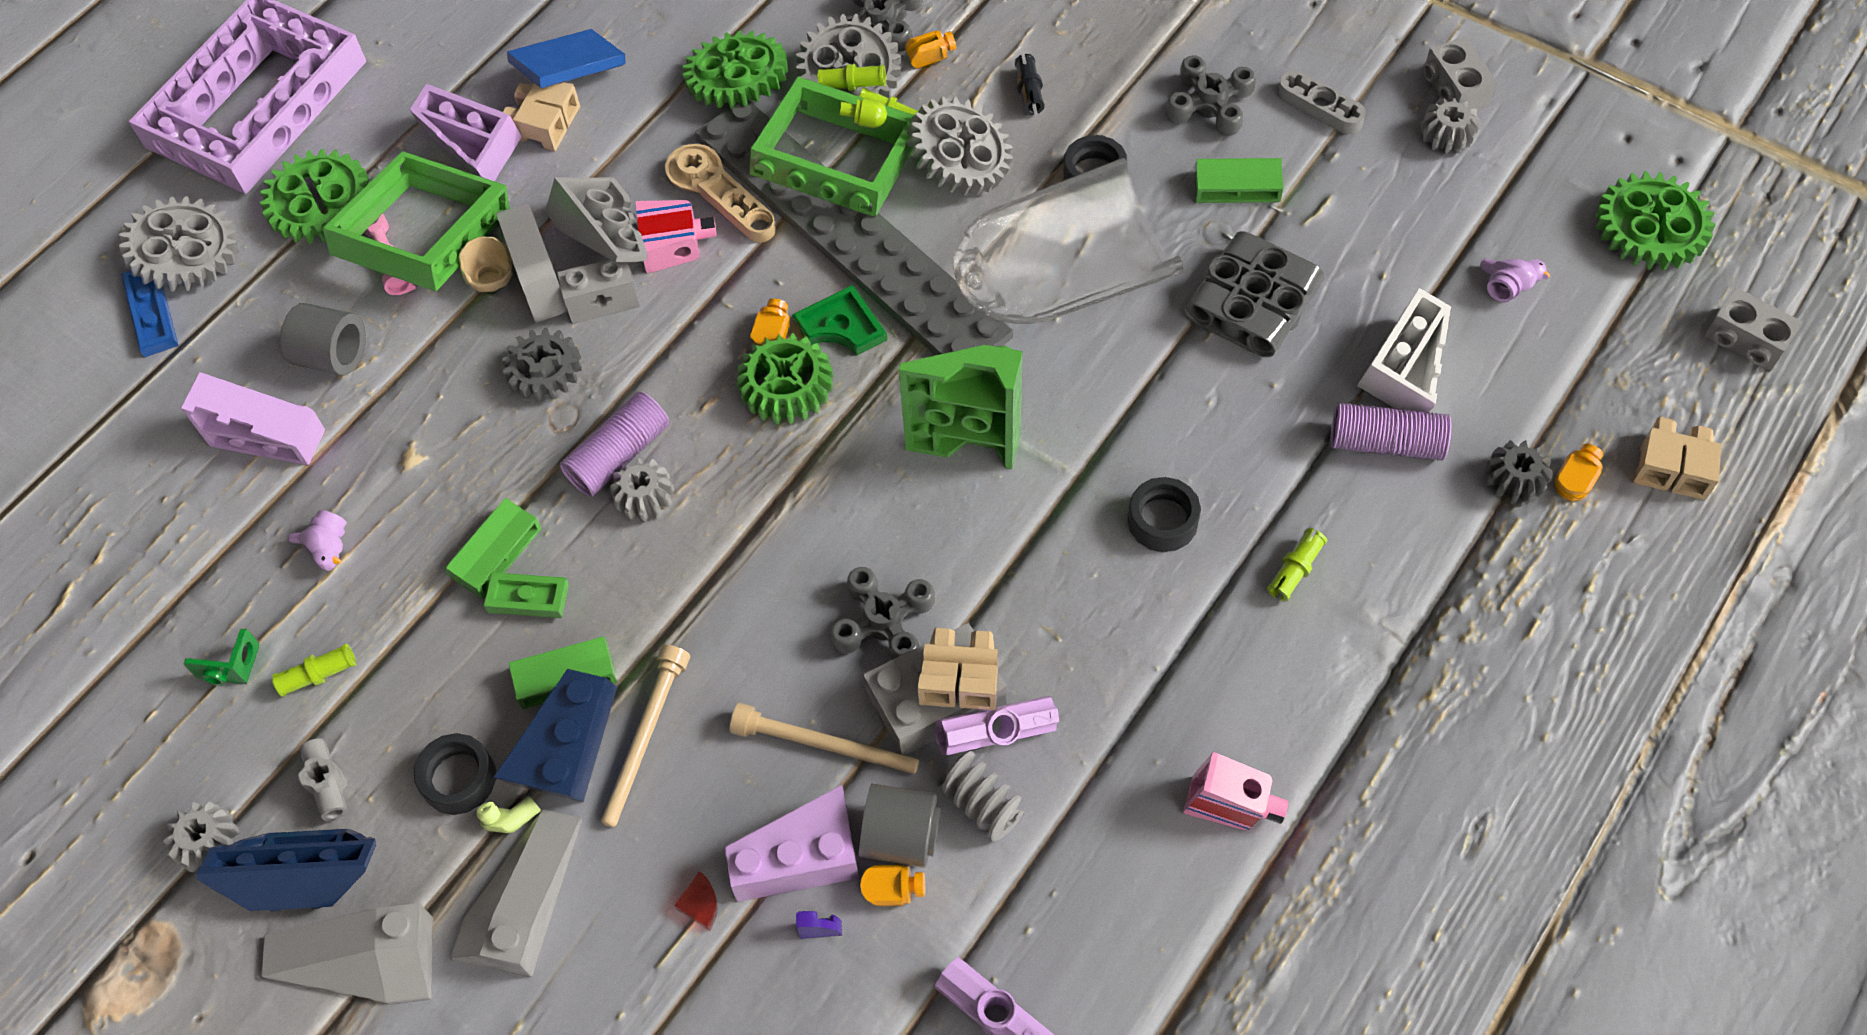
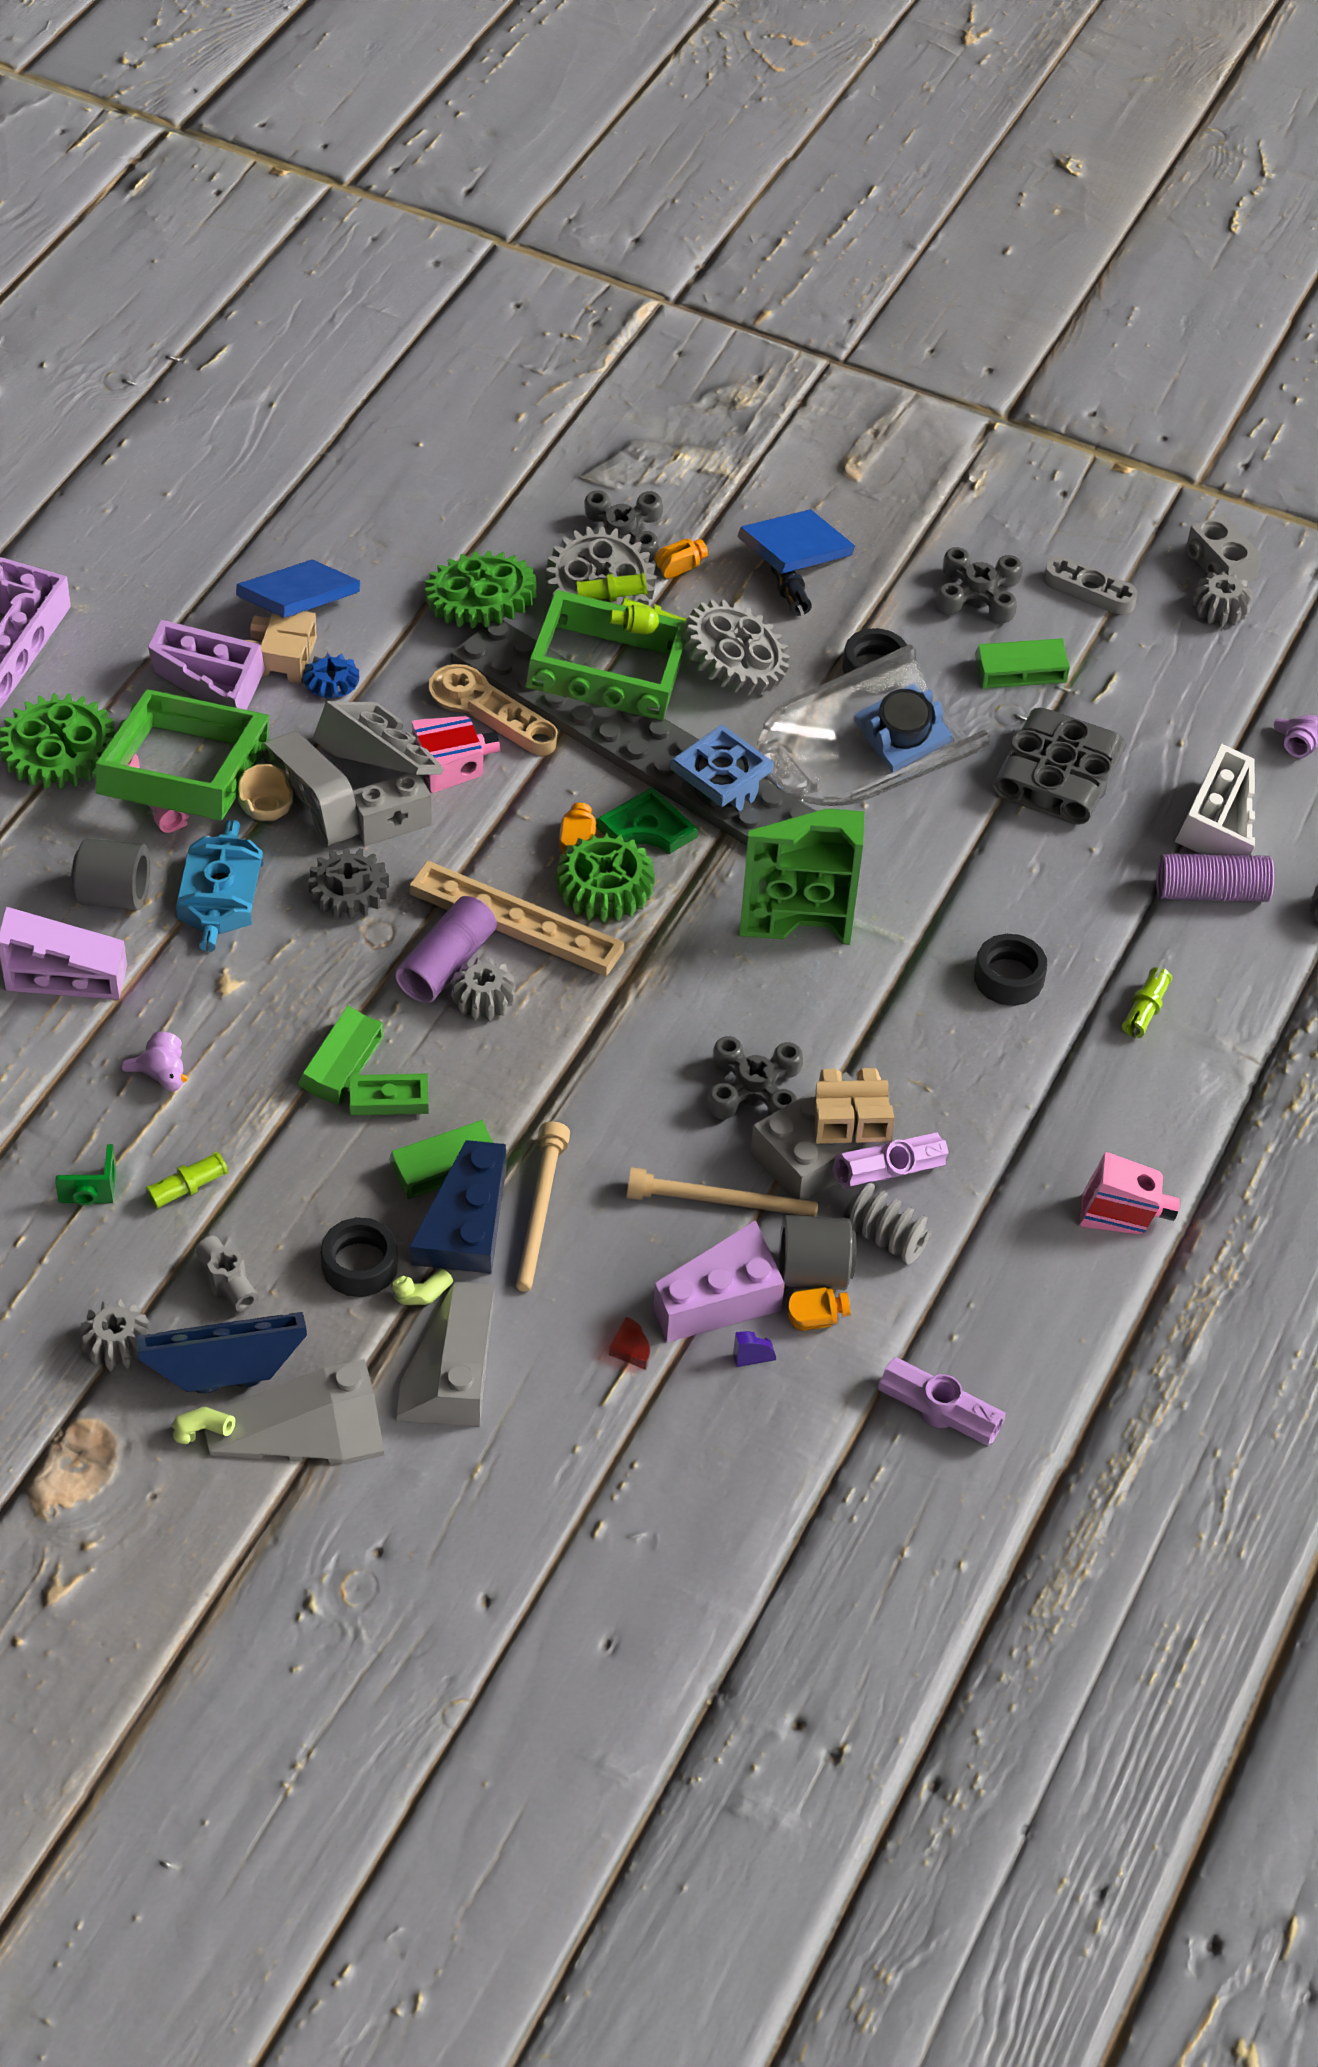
camera: 15 degrees left, 10 degrees down
(256, 942) = (199, 1419): none -> yellowish green arm
(424, 375) = (225, 903): none -> dark azure plate
(591, 153) = (319, 682): none -> blue gear
(696, 416) = (522, 919): none -> tan plate
(912, 277) = (721, 770): none -> medium blue piece
(1041, 39) = (795, 541): none -> blue tile
(1104, 239) = (901, 725): none -> piece

